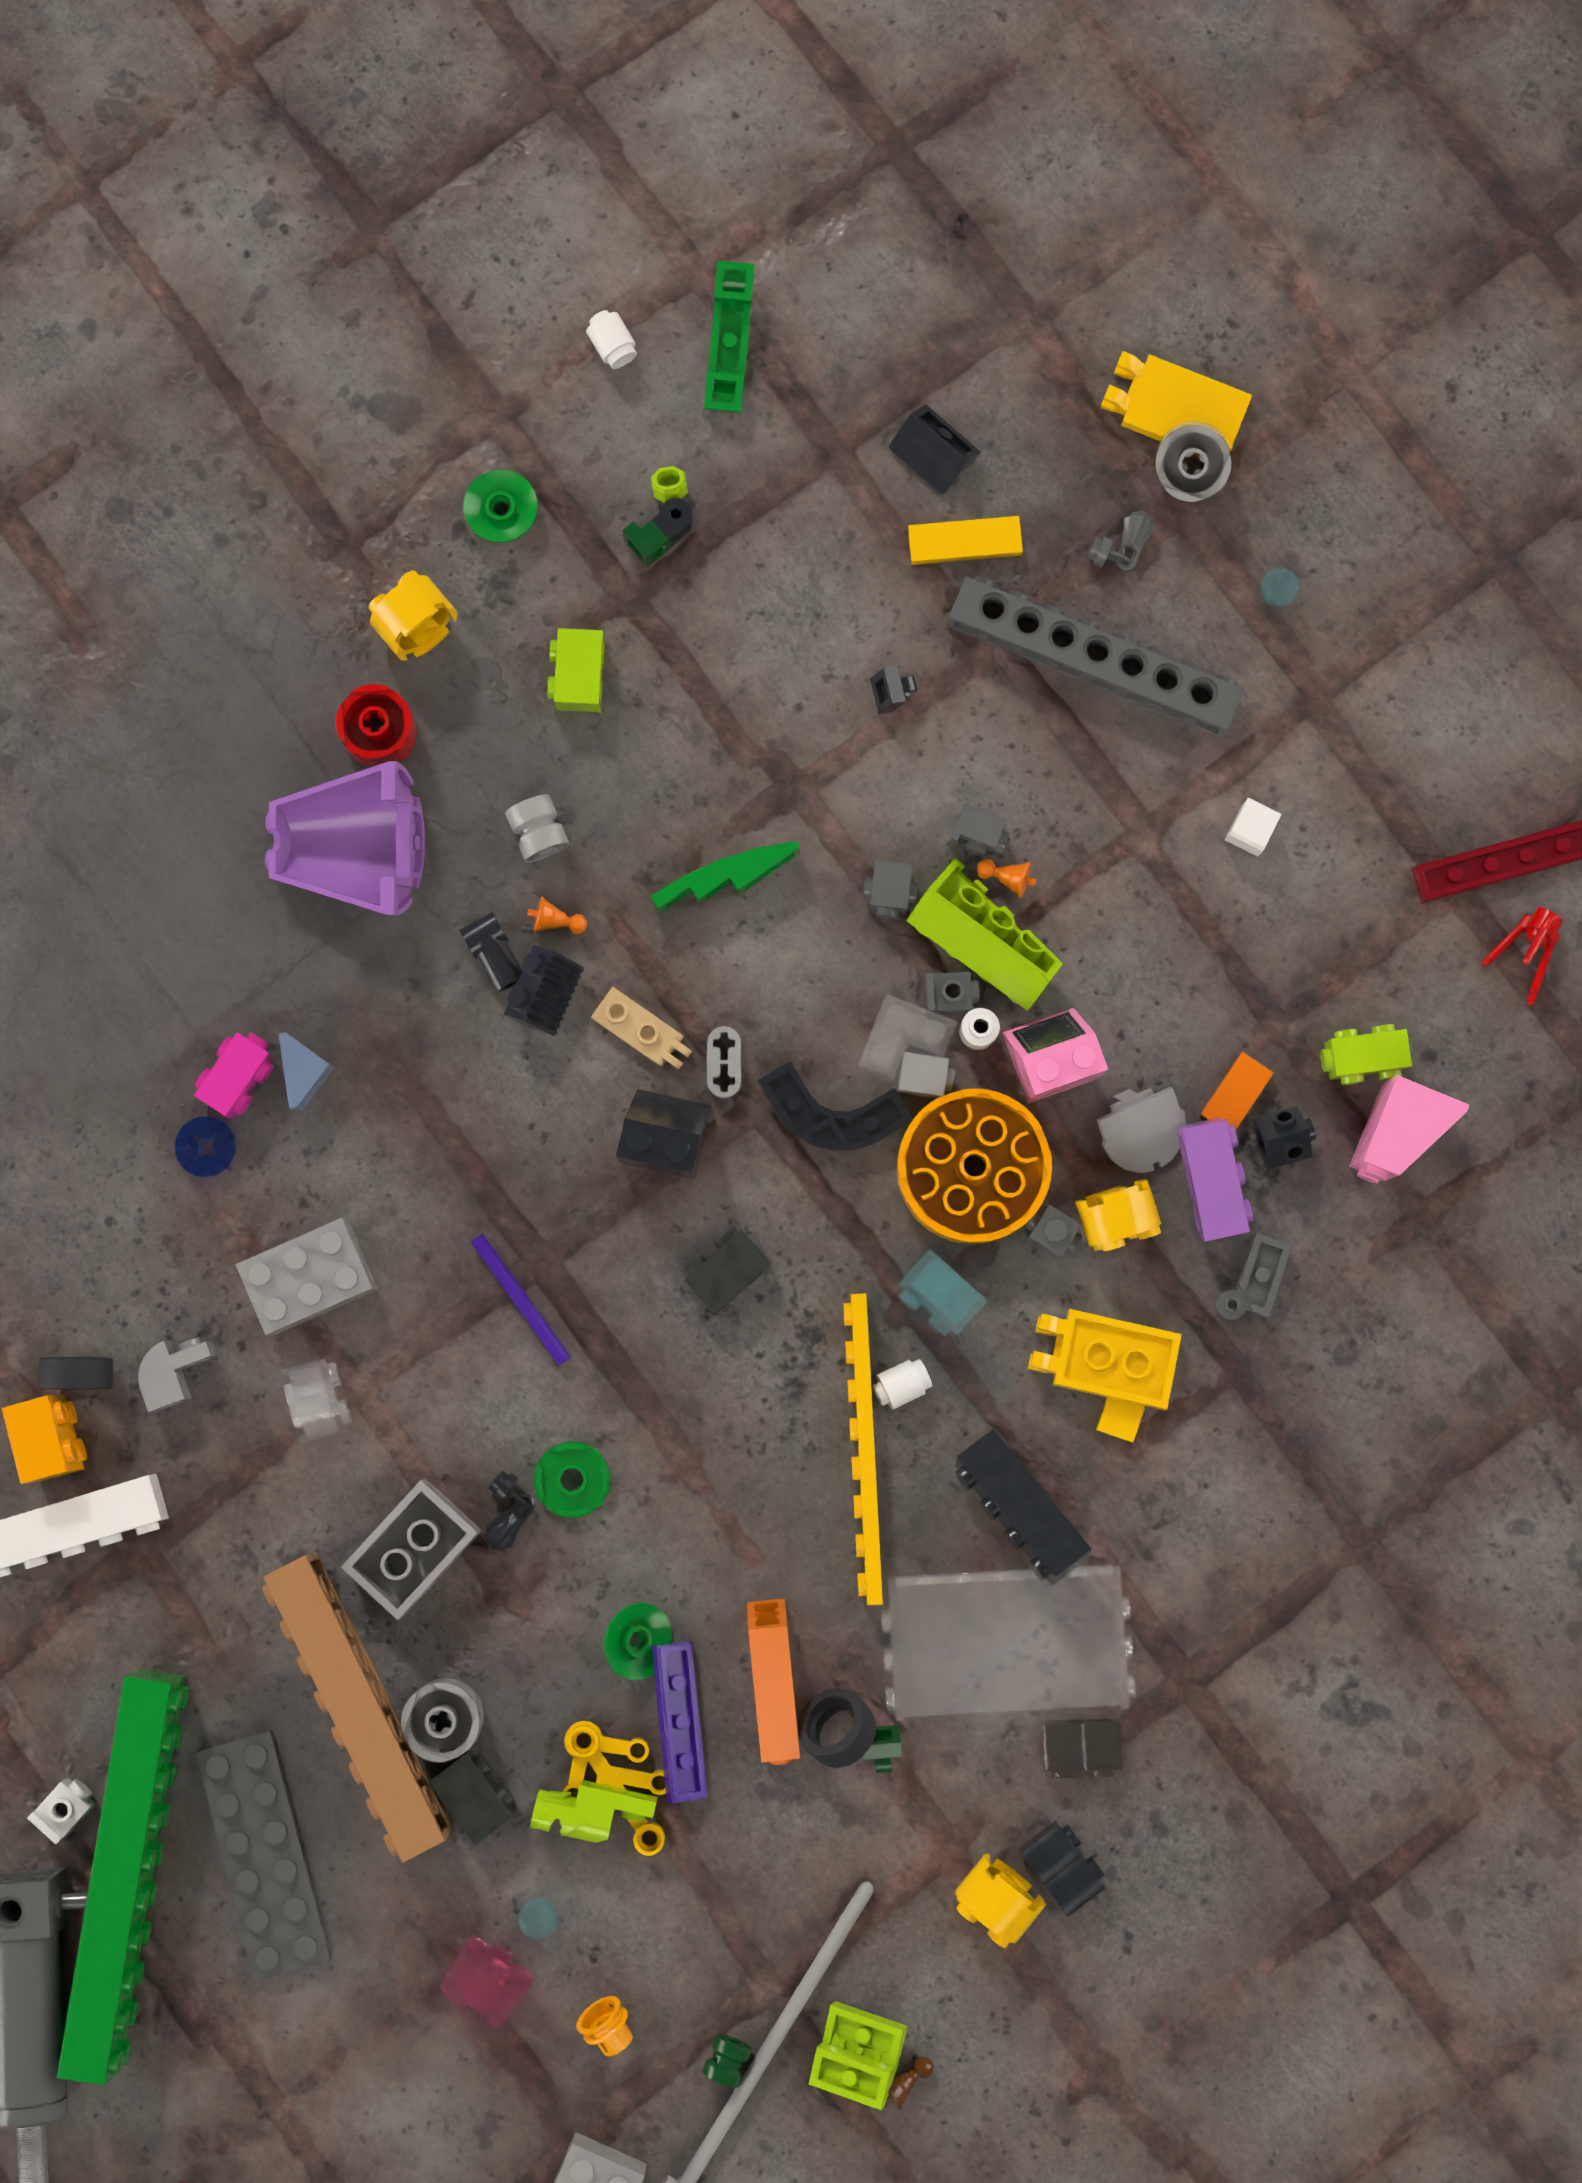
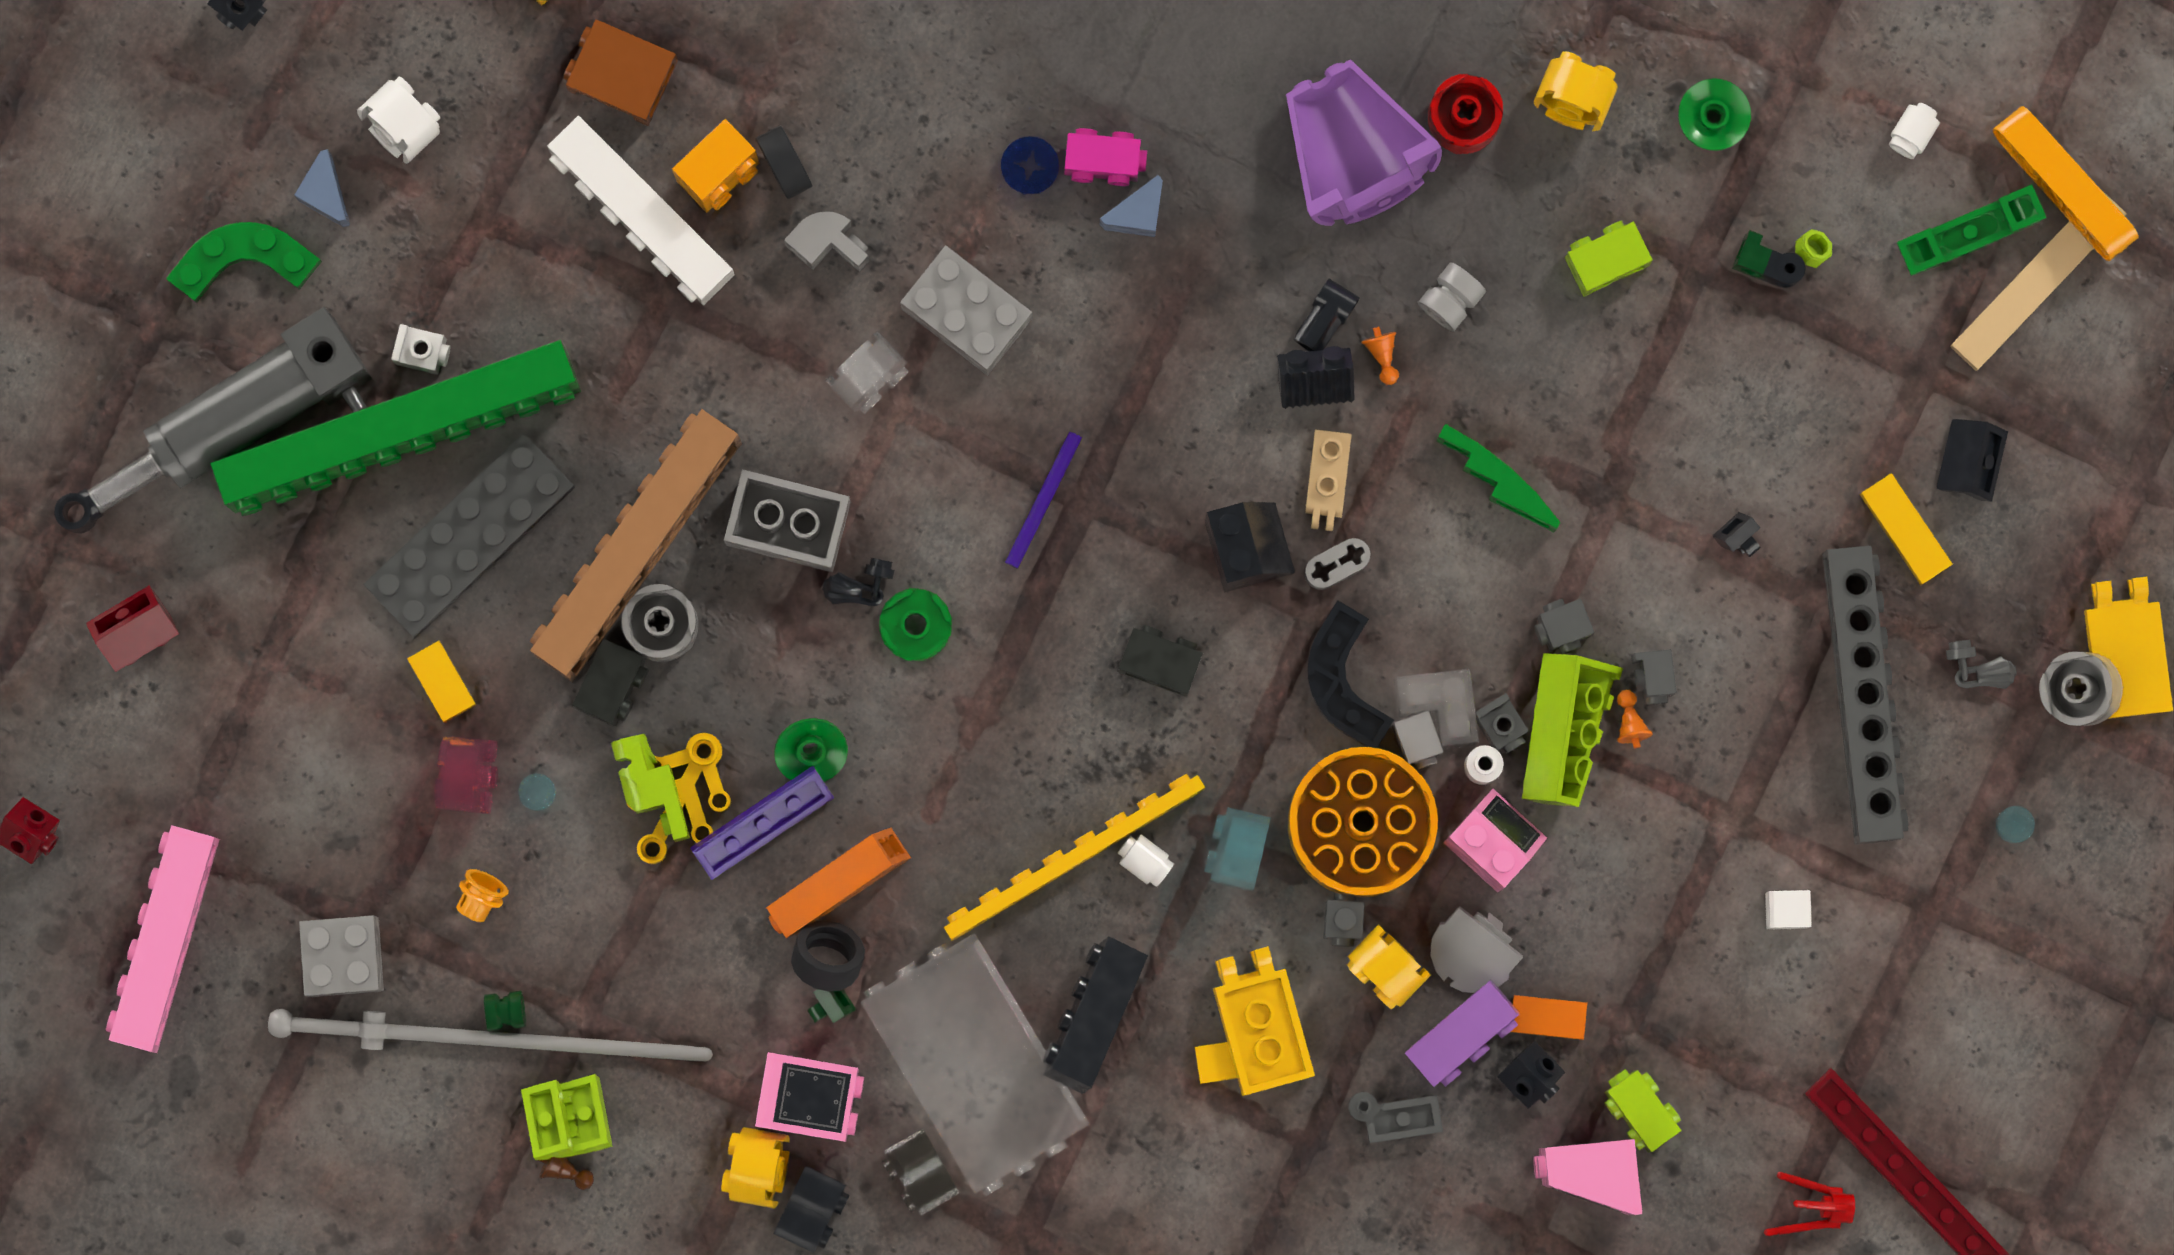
camera: 60 degrees right, 0 degrees up
(386, 1954) = (441, 681): none -> yellow tile
(732, 232) = (2065, 183): none -> light orange beam
(804, 305) = (2023, 295): none -> tan tile
(958, 1816) = (809, 1097): none -> slope

